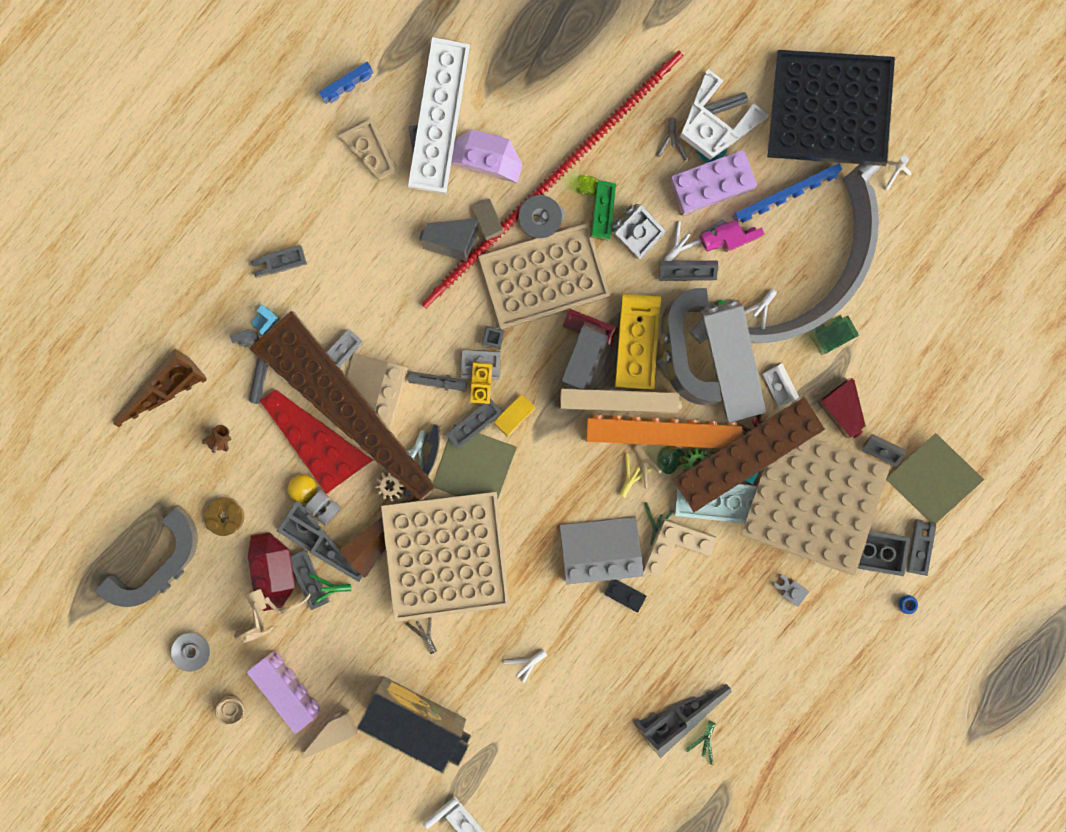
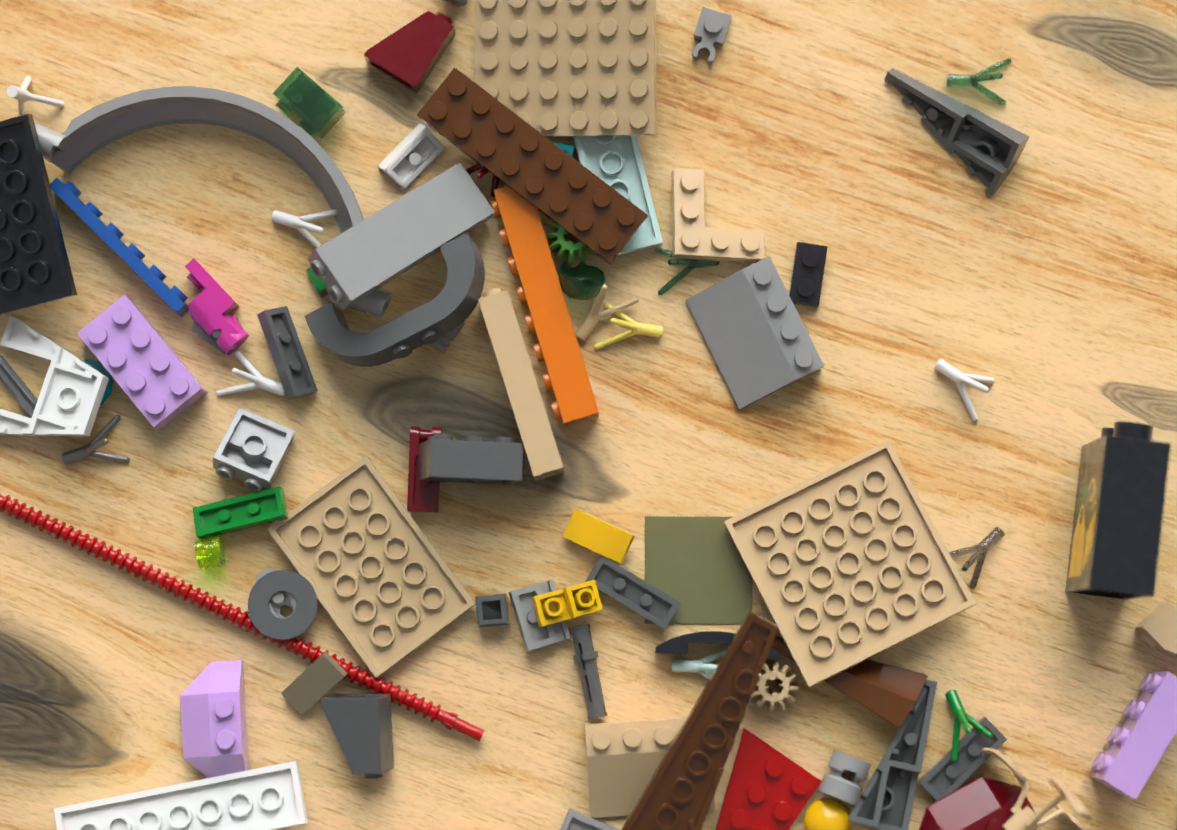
camera: 110 degrees left, 5 degrees down
(637, 341) = (421, 390): yellow hinge -> none

